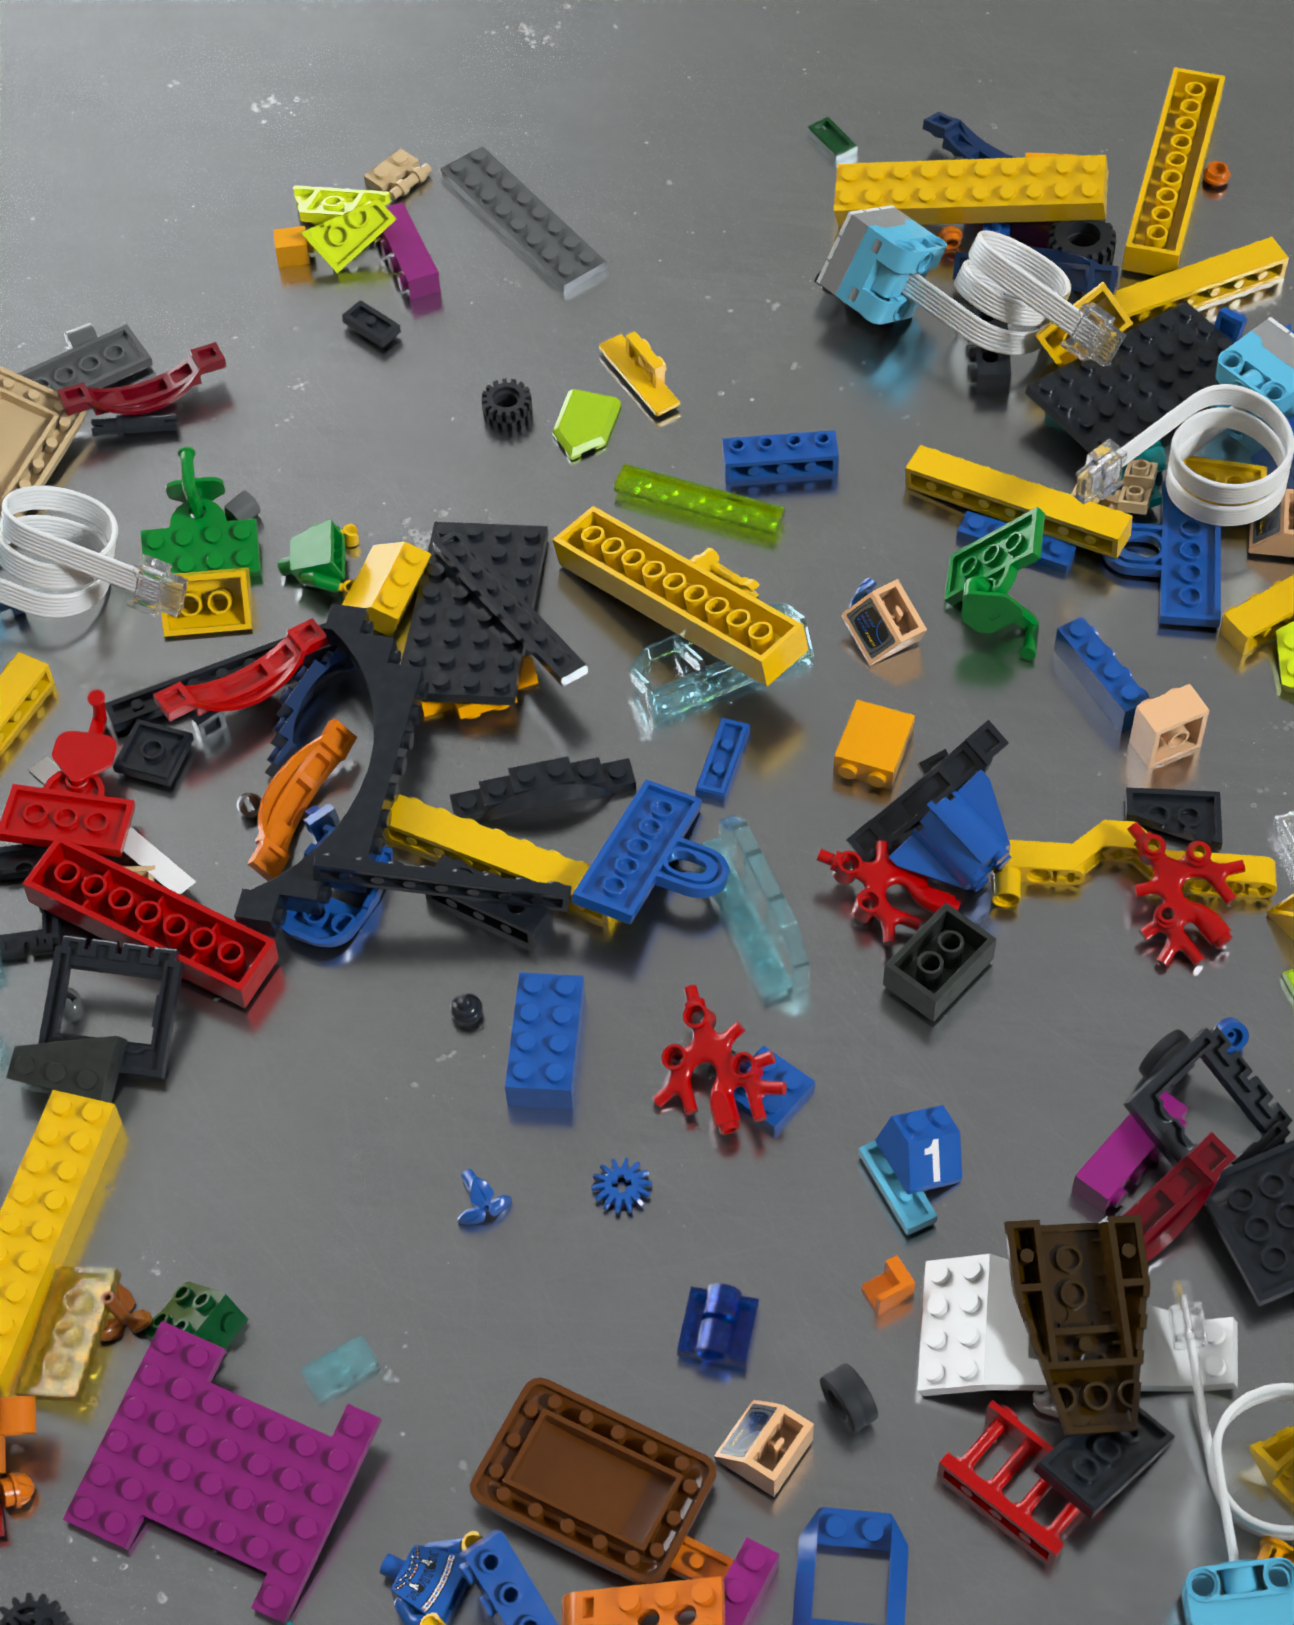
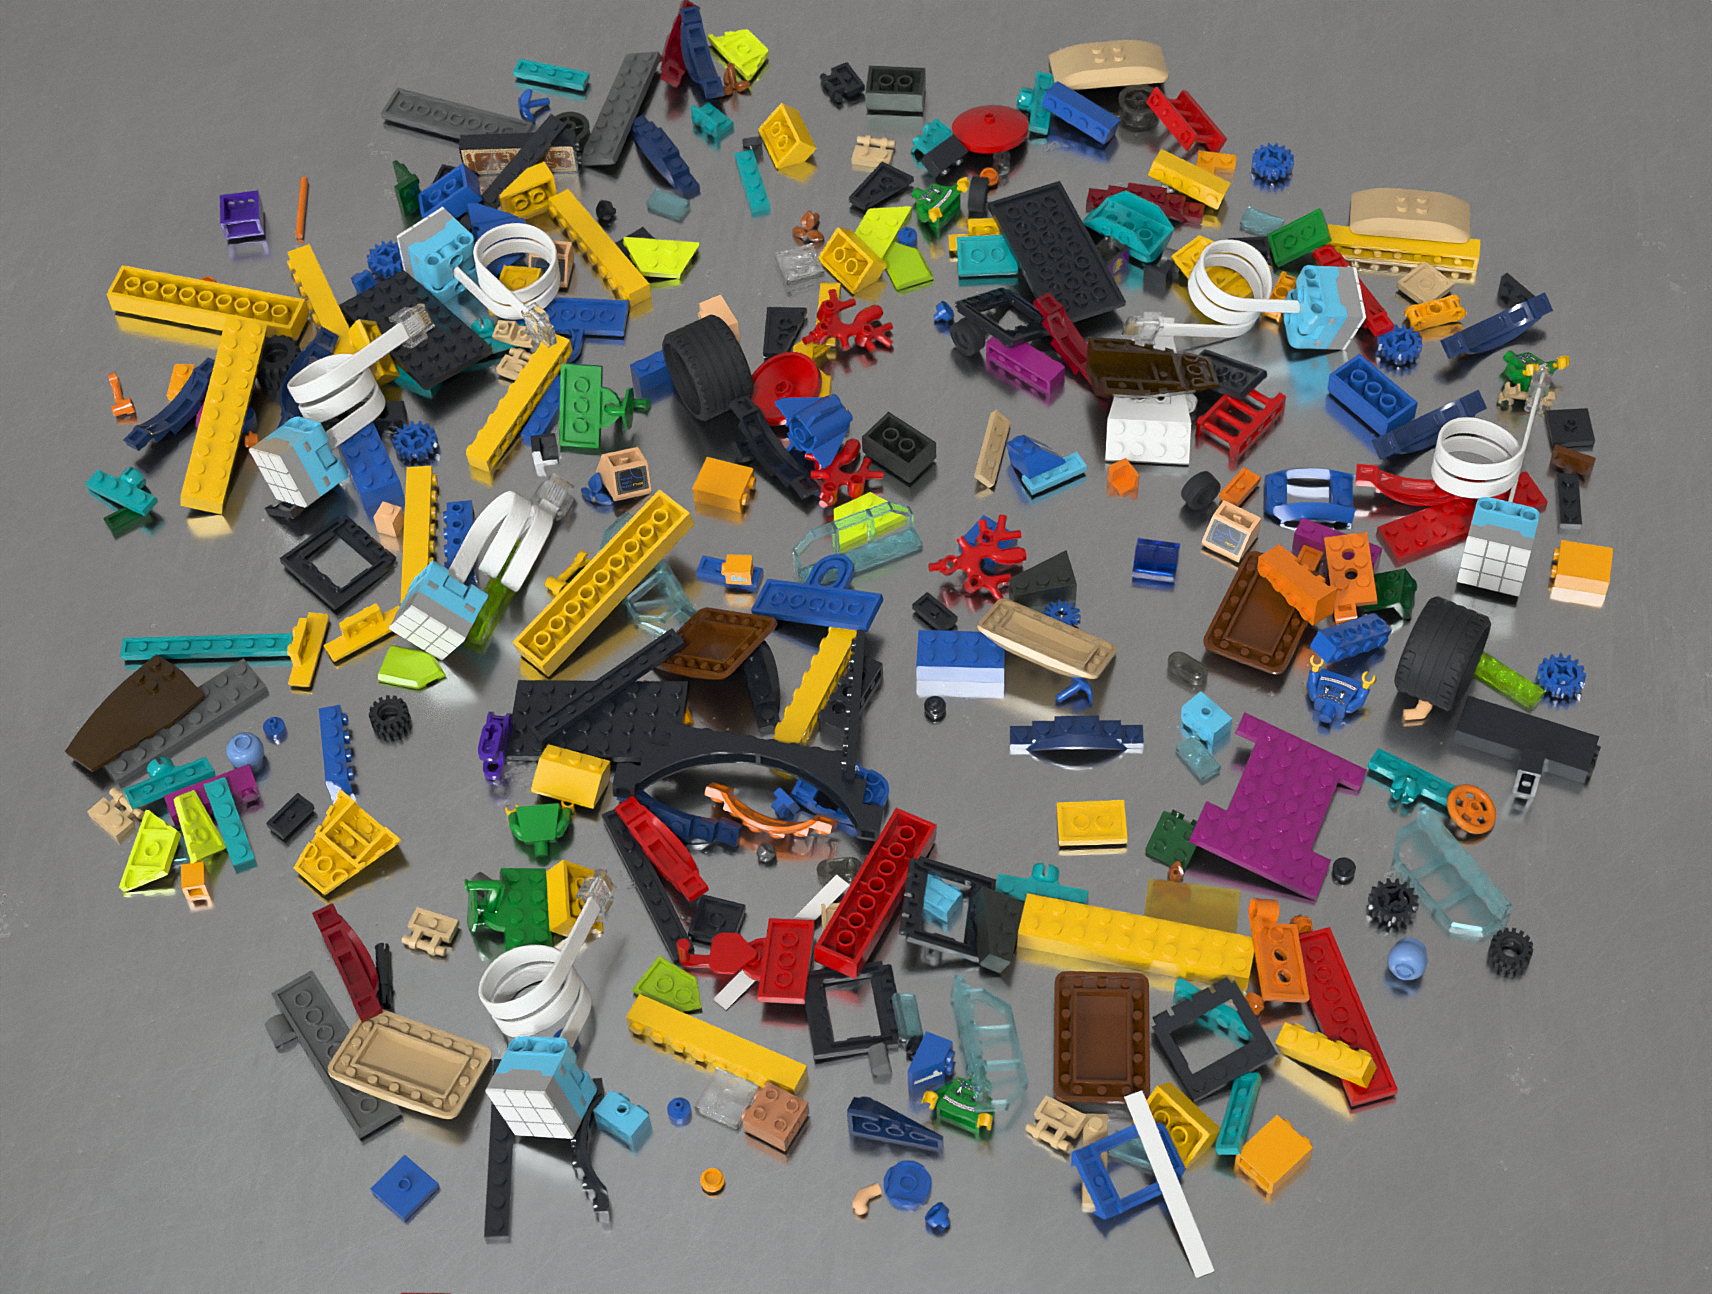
camera: 90 degrees left, 0 degrees up
(64, 705) = (669, 986): none -> lime tile
(108, 1568) = (1344, 868): none -> black plate
(136, 1005) = (942, 898): none -> medium azure brick
(136, 1137) = (1039, 885): none -> teal plate
(204, 460) = (433, 925): none -> tan plate
(213, 887) = (838, 867): none -> clear smoke plate
(238, 1207) = (1091, 823): none -> yellow plate
(322, 377) = (343, 845): none -> yellow wedge
(361, 264) = (229, 822): none -> teal plate
(387, 1197) = (1076, 733): none -> dark blue piece
(403, 1379) = (1206, 718): none -> medium azure brick
(430, 207) = (167, 779): none -> teal plate
(442, 499) = (494, 743): none -> dark purple piece
(458, 354) = (335, 749): none -> blue brick
(463, 272) = (244, 750): none -> medium blue piece
(502, 1362) = (1188, 668): none -> clear smoke plate
(503, 301) = (274, 728): none -> blue tile
(527, 168) = (135, 710): none -> dark brown wedge
(547, 1143) = (1046, 640): none -> tan wedge
(567, 723) = (717, 642): none -> reddish brown wedge
(617, 314) = (306, 647): none -> yellow bracket
(626, 229) = (206, 646): none -> teal plate
(626, 1522) = (1297, 584): none -> orange wedge
(632, 1011) = (934, 612): none -> black plate
(641, 415) = (439, 604): none -> piece
(676, 1160) = (1044, 582): none -> pearl dark grey wedge
(710, 759) = (738, 569): none -> light orange brick
(734, 312) = (320, 583): none -> black hinge
(784, 411) = (418, 523): none -> yellow brick
(815, 380) = (389, 519): none -> light nougat brick
(823, 923) = (858, 532): none -> neon yellow wing
(866, 1470) = (1240, 487): none -> orange plate
(869, 126) = (123, 489): none -> teal plate
(904, 354) = (370, 467): none -> blue brick
(938, 402) = (417, 441): none -> blue gear
(939, 536) = (544, 448): none -> black panel
(958, 1097) = (992, 449): none -> tan plate
(1007, 118) = (122, 405): none -> orange brick
(1053, 808) = (784, 377): none -> red dish
(1056, 692) = (707, 366): none -> black tyre

